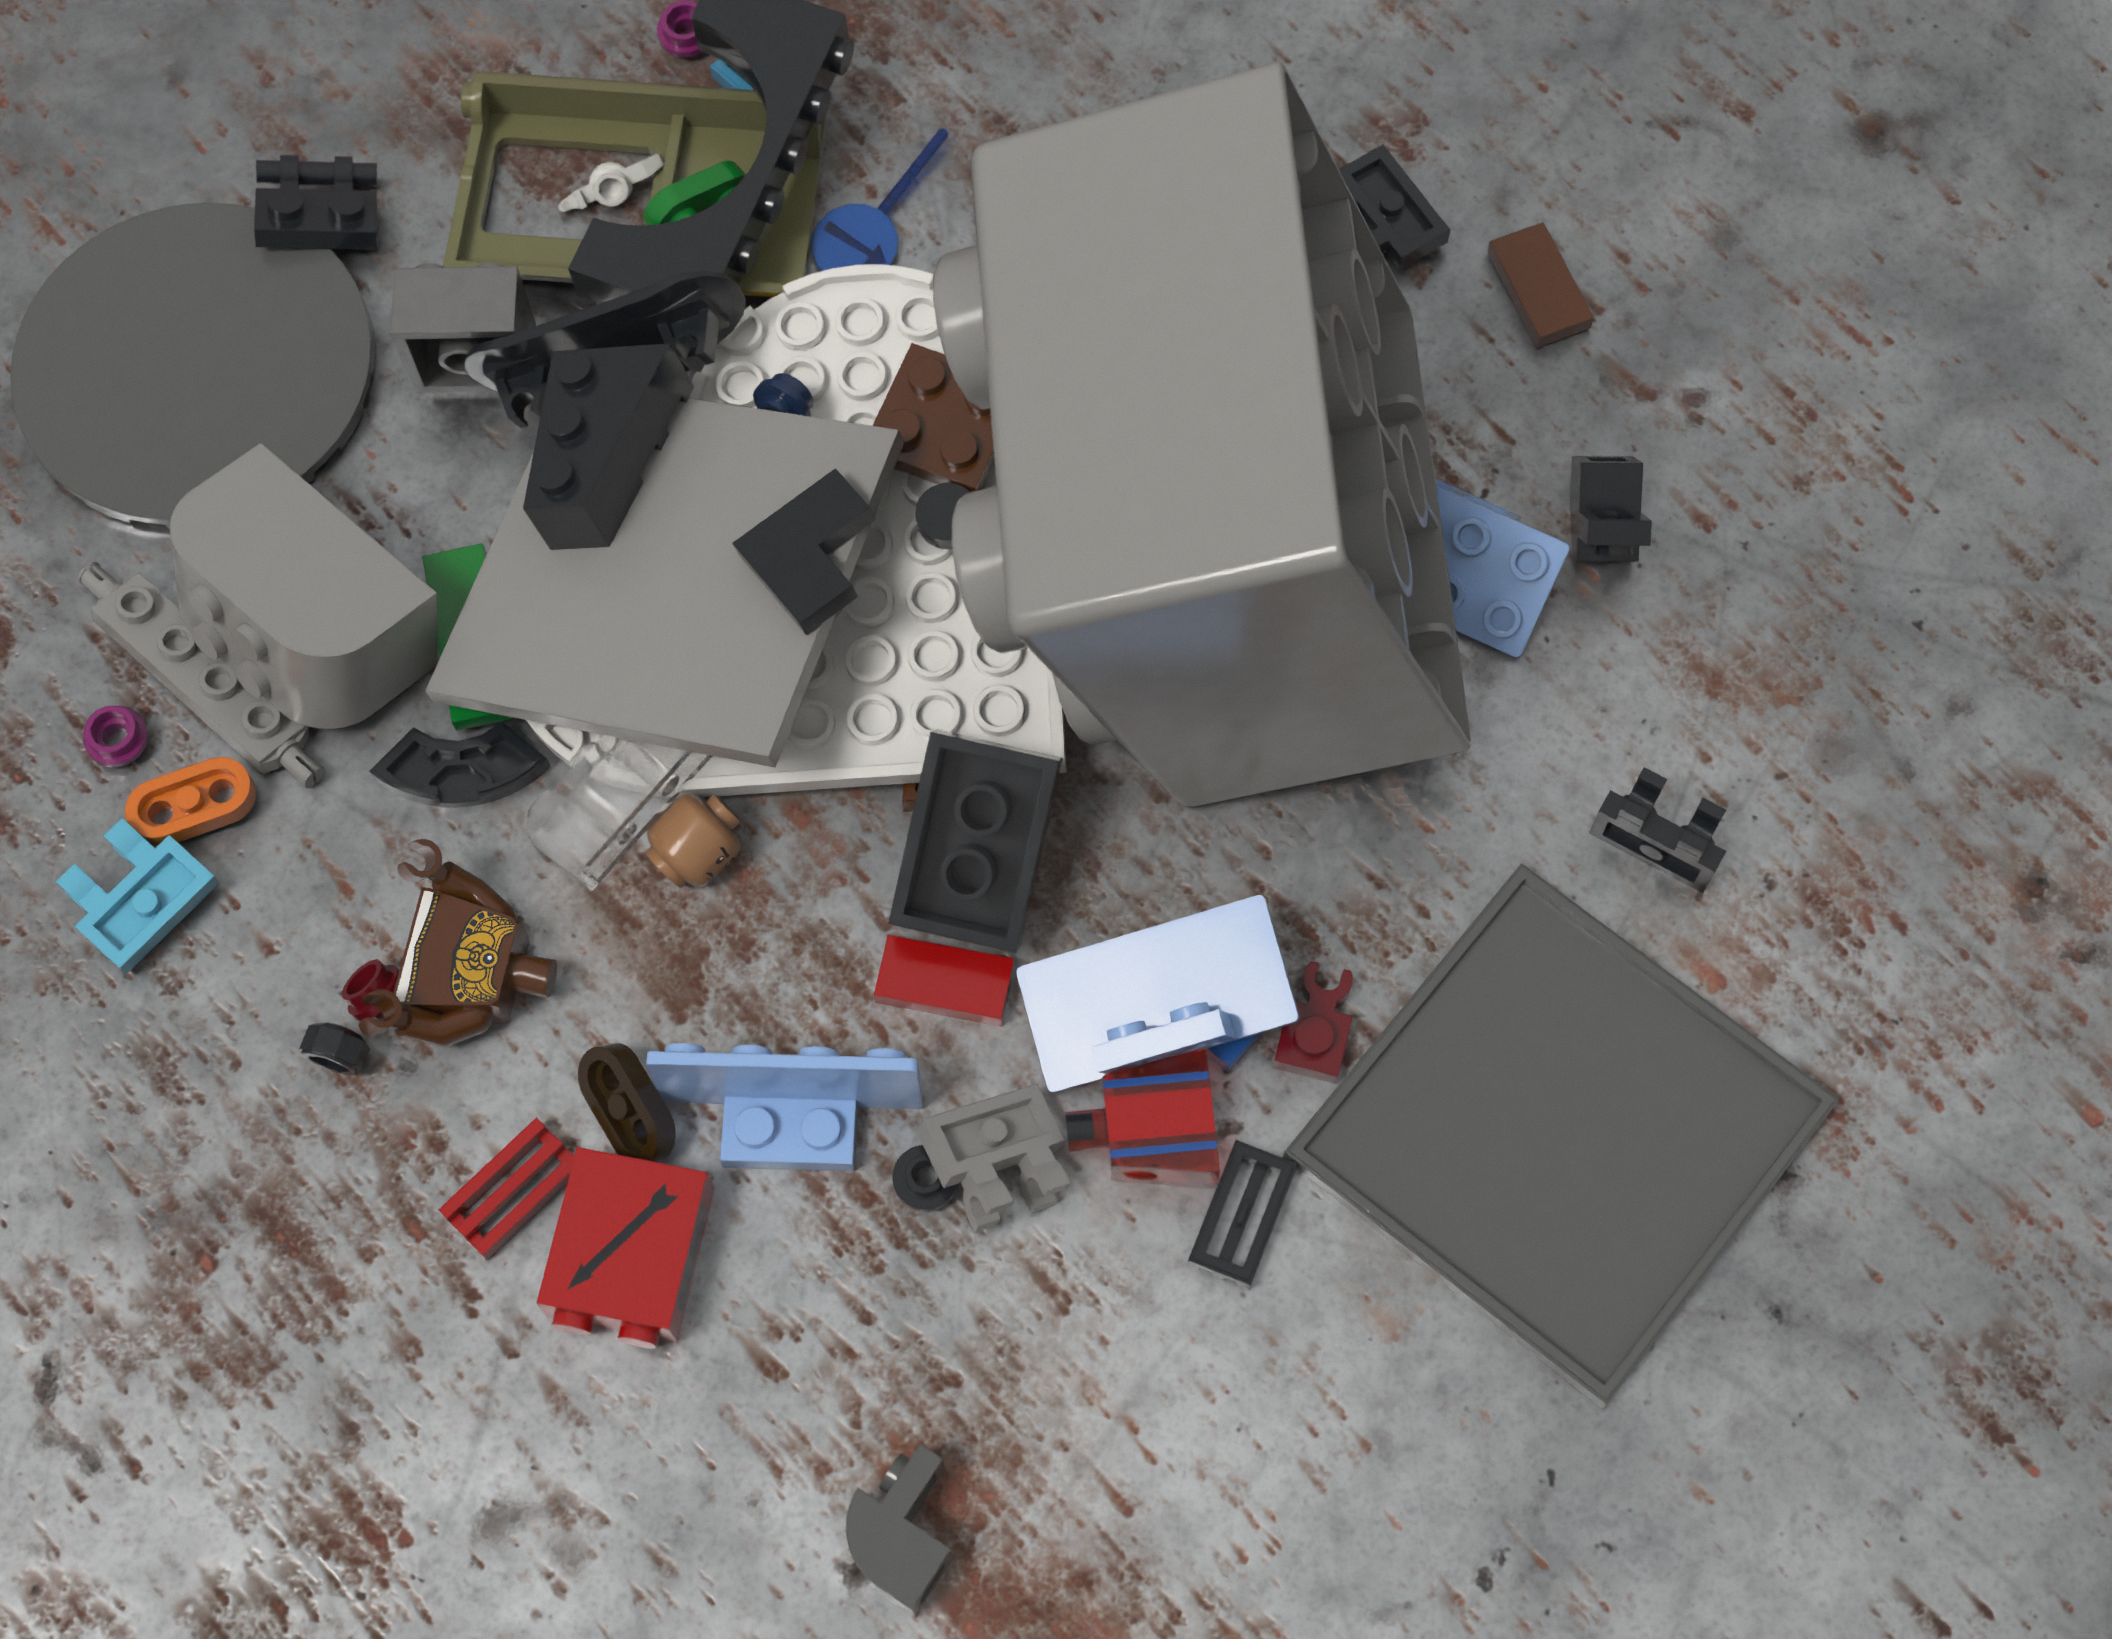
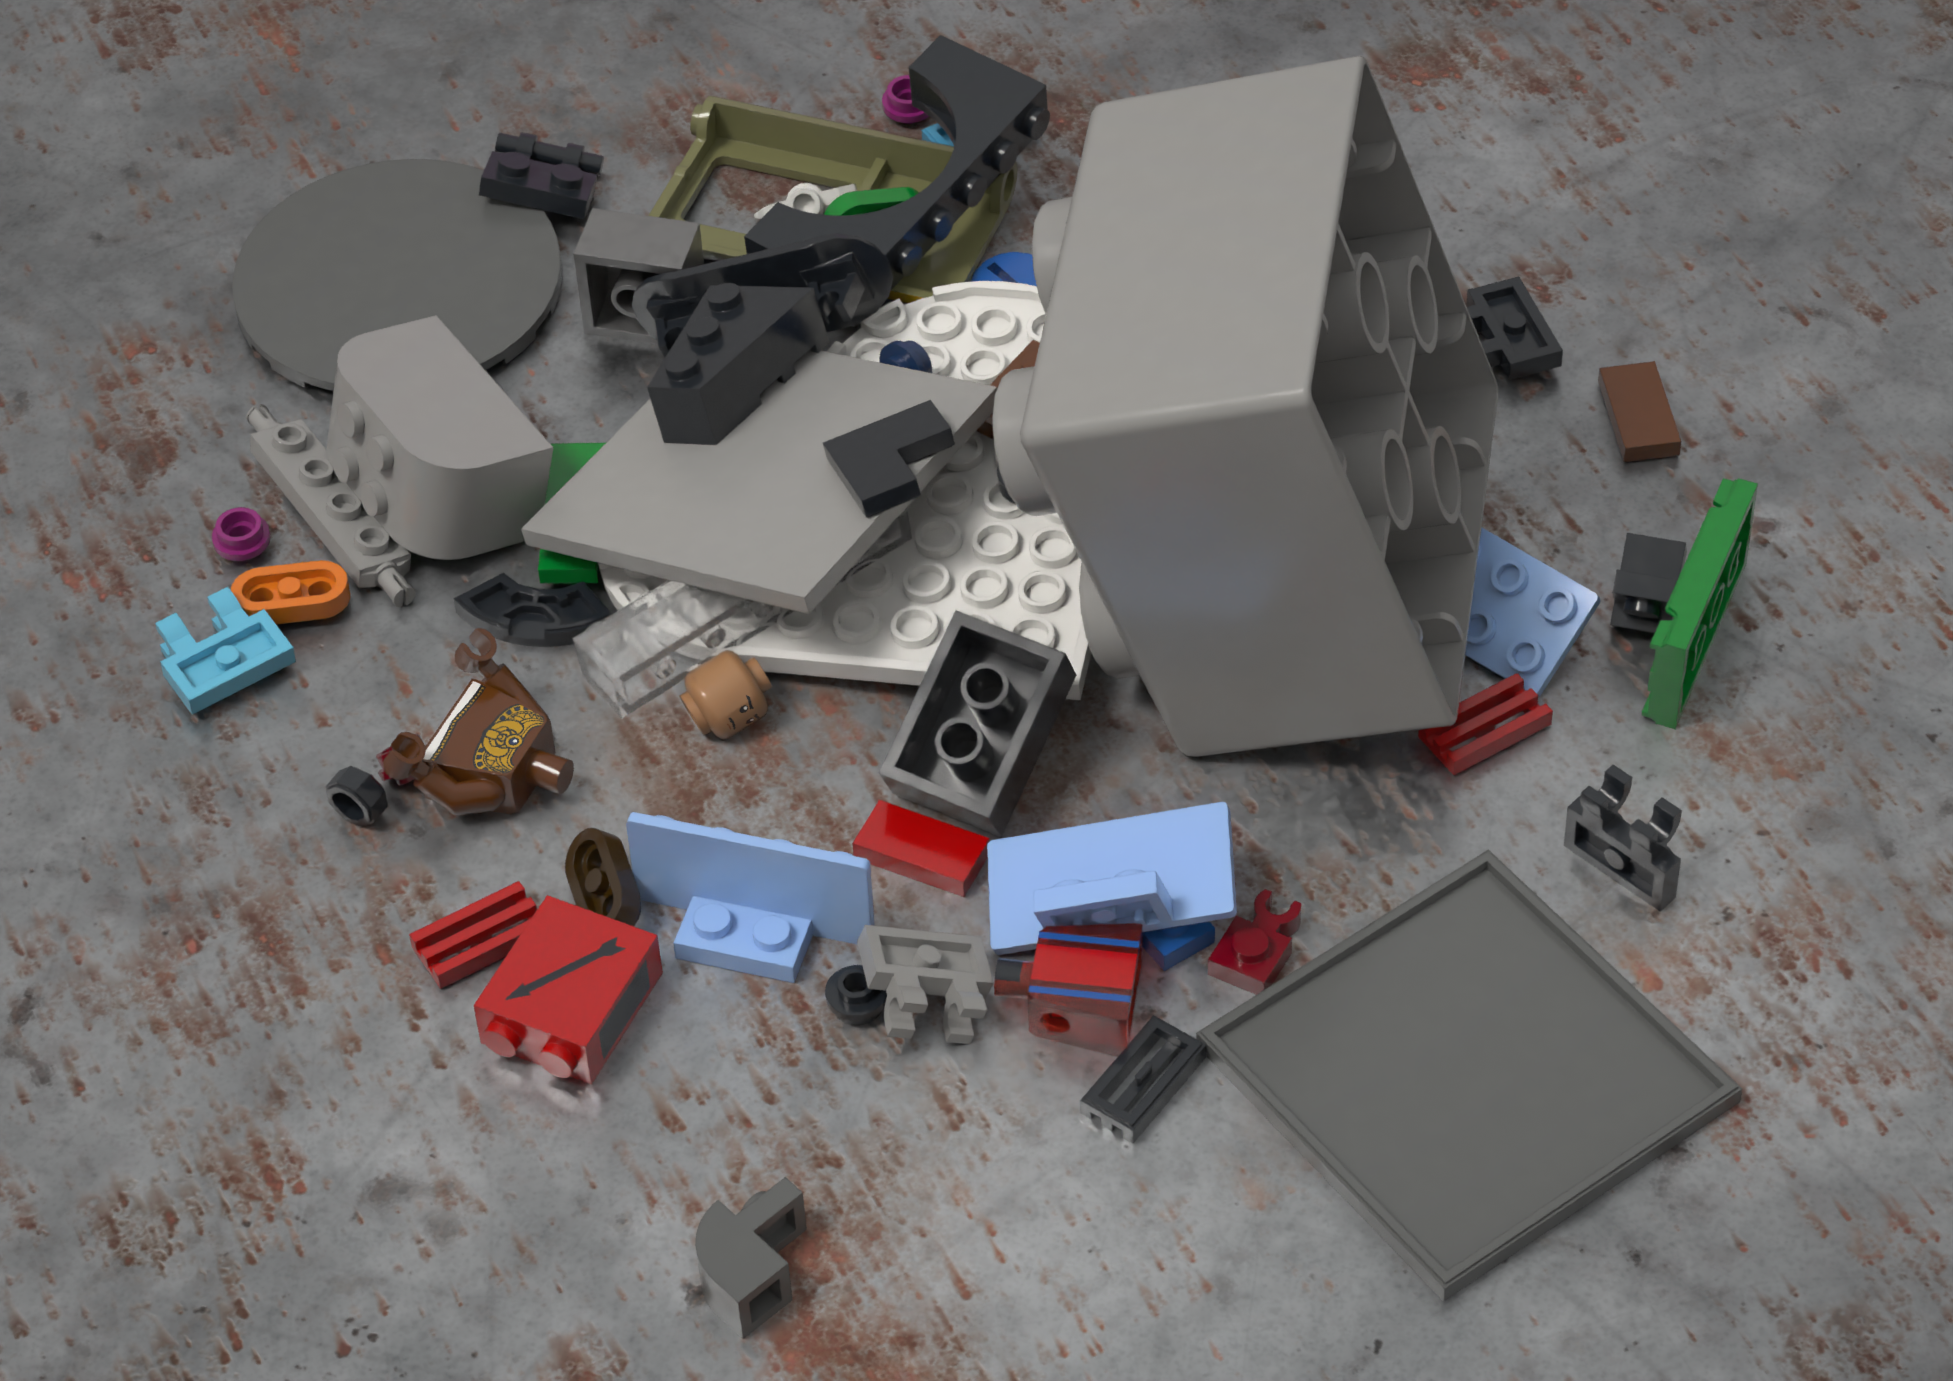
camera: 15 degrees right, 20 degrees down
(1511, 670) = (1478, 719): none -> red tile
(1674, 510) = (1700, 601): none -> green piece

